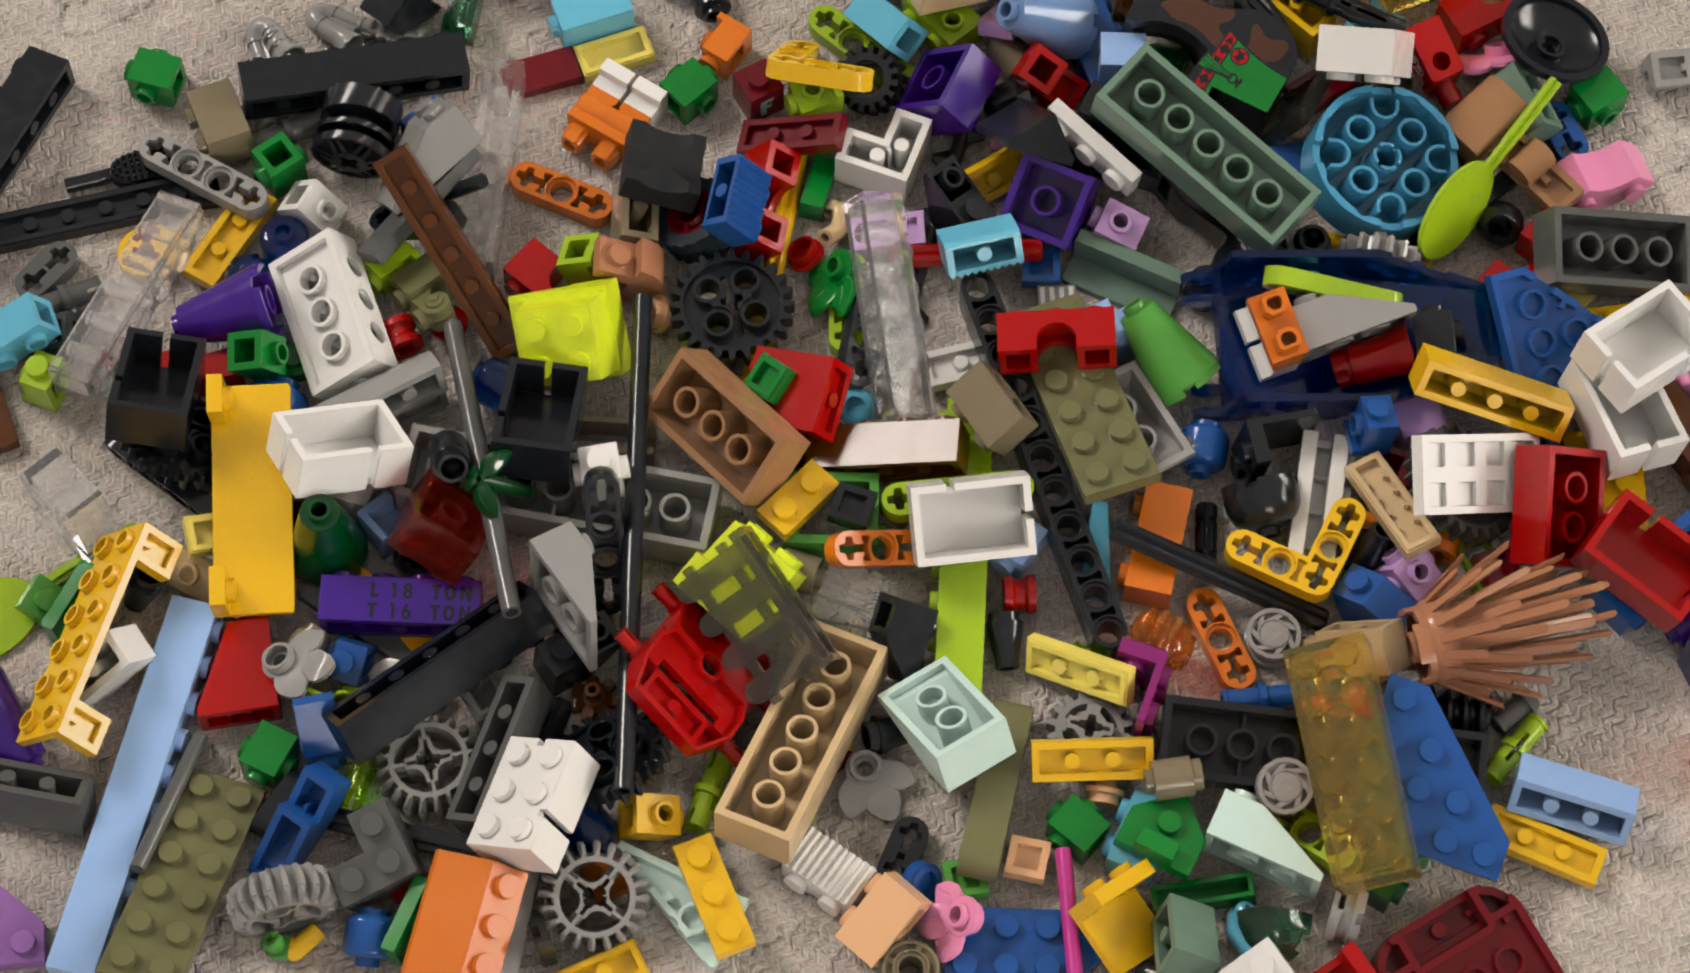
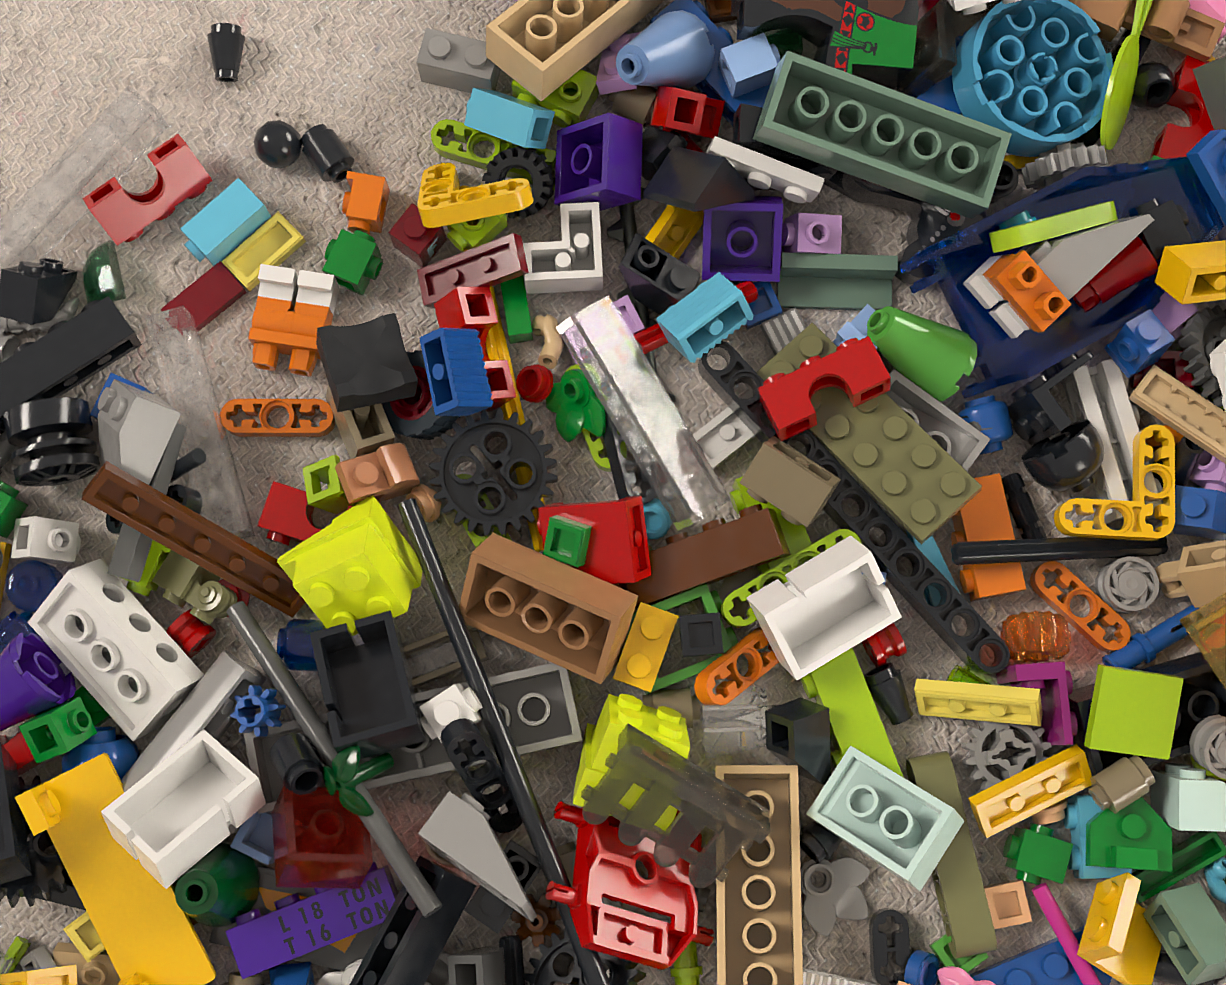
camera: 25 degrees left, 15 degrees up
(434, 407) = (246, 711): none -> blue gear
(1211, 716) = (1133, 712): none -> lime tile

